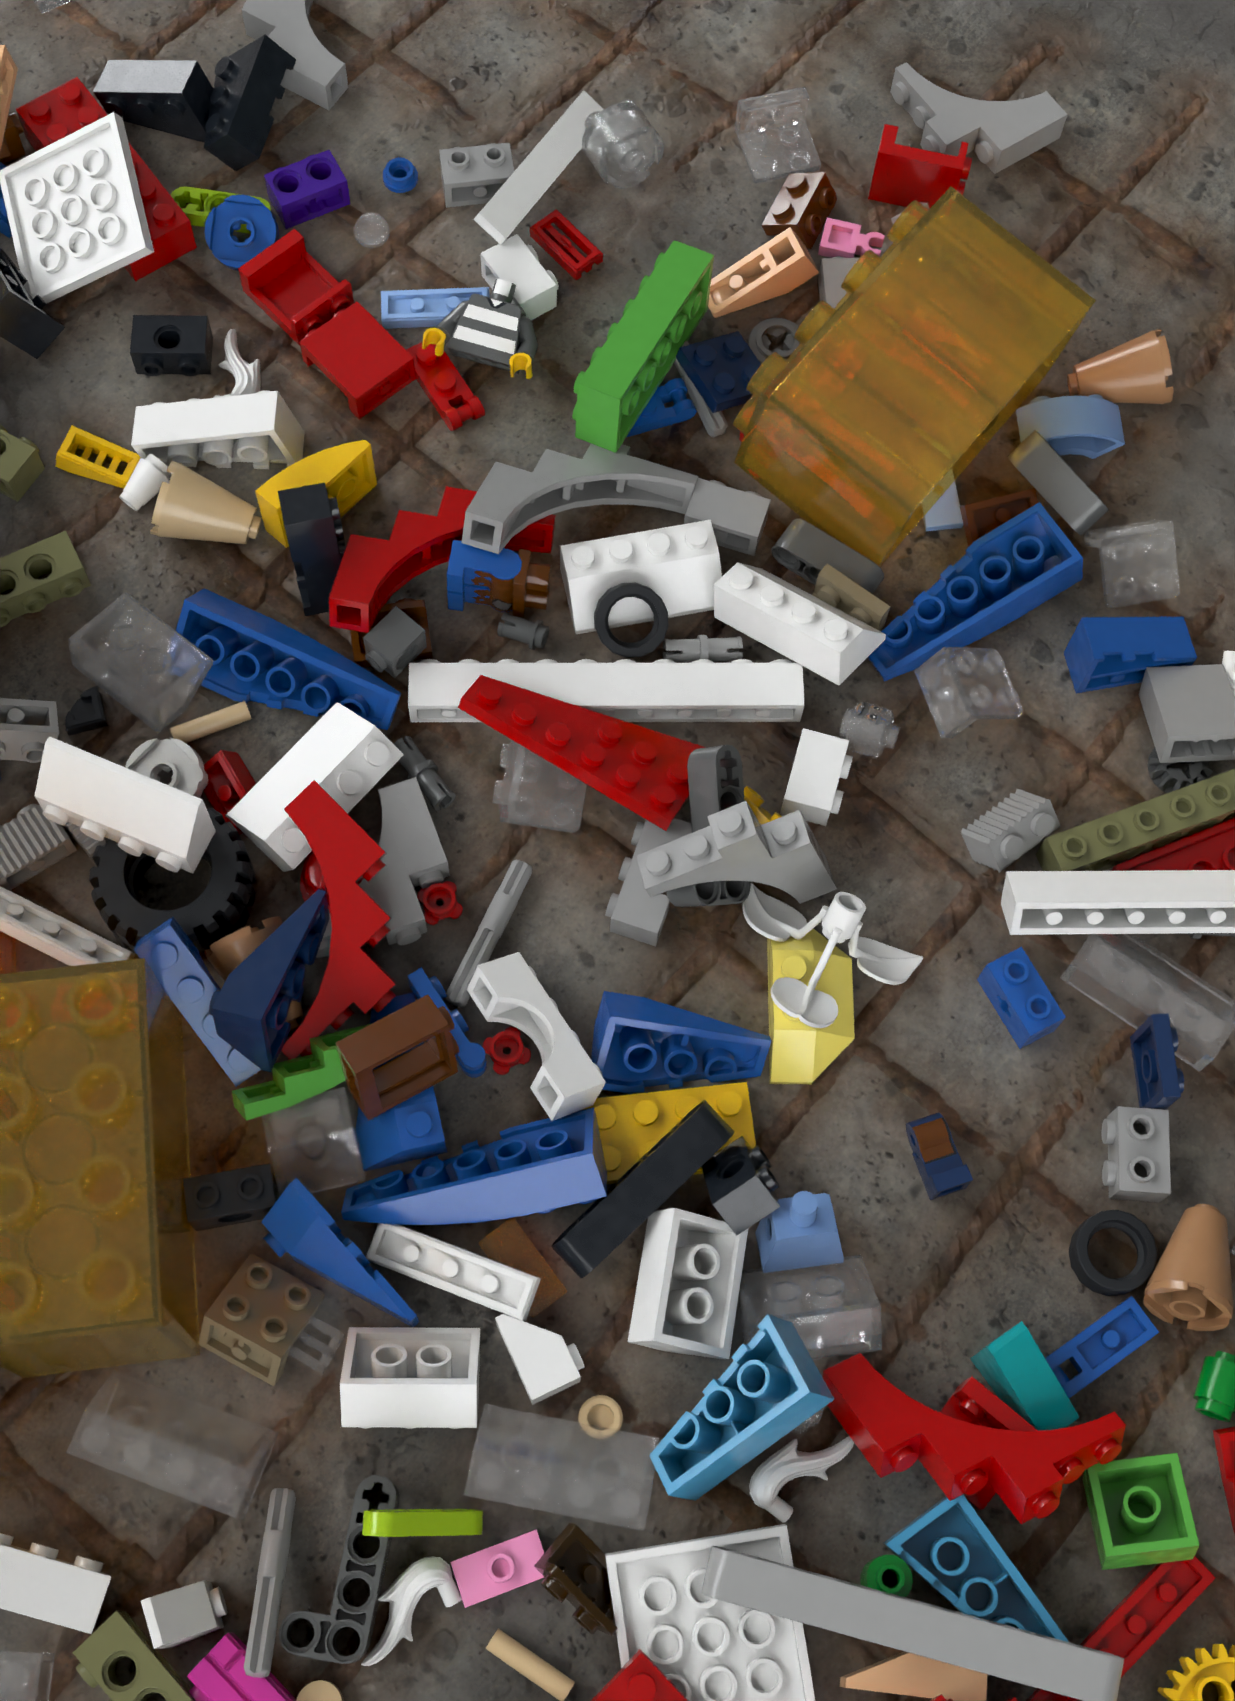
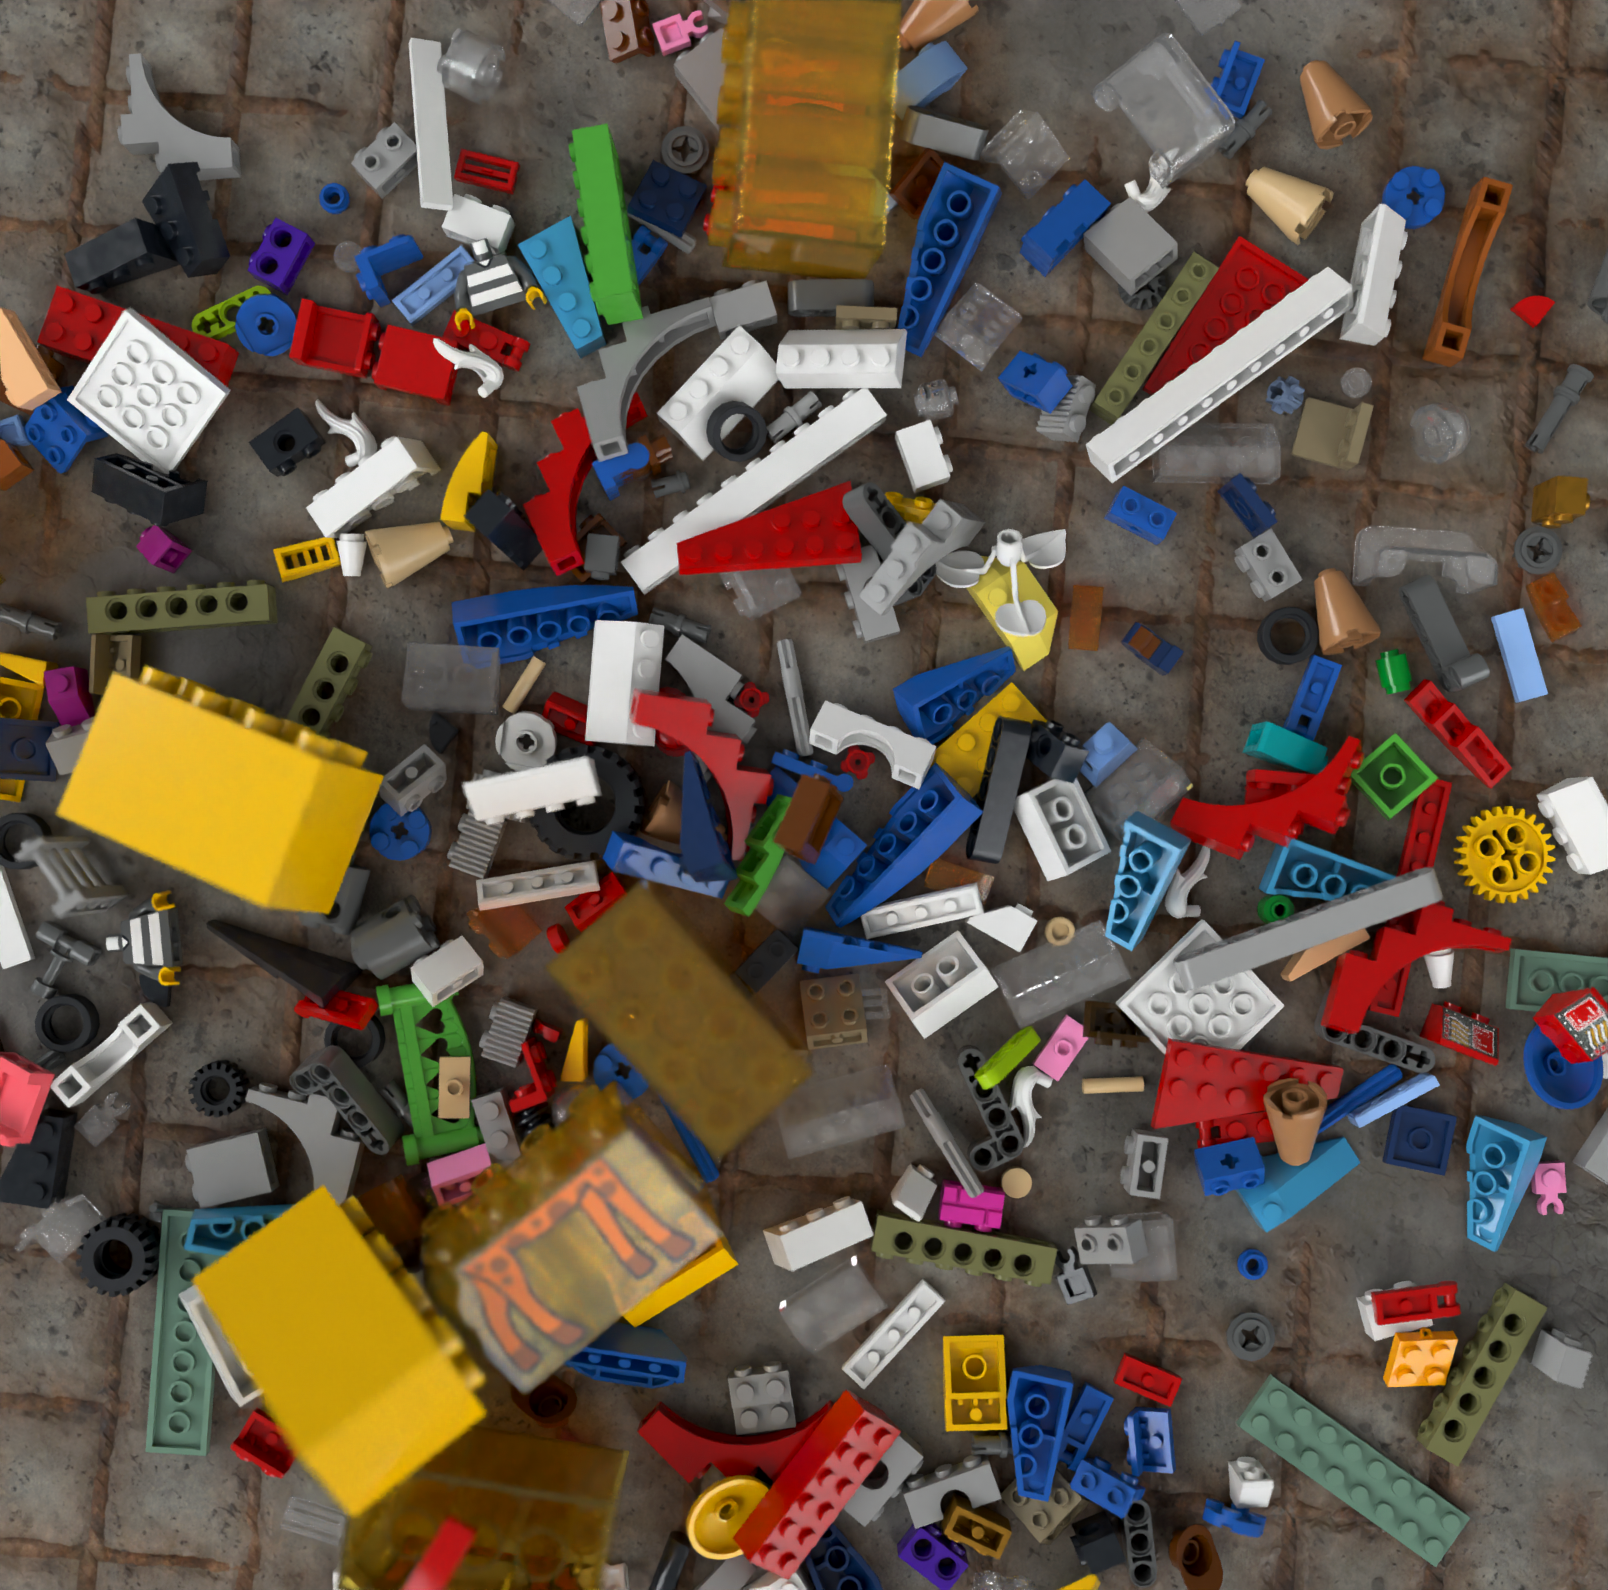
camera: 35 degrees left, 20 degrees up
(400, 247) = (383, 259): none -> blue bracket
(418, 390) = (475, 360): none -> white piece
(562, 353) = (562, 275): none -> dark azure wedge
(762, 275) = (640, 103): light nougat slope -> none
(881, 1068) = (1085, 618): none -> clear orange slope
(994, 777) = (1036, 381): none -> blue brick

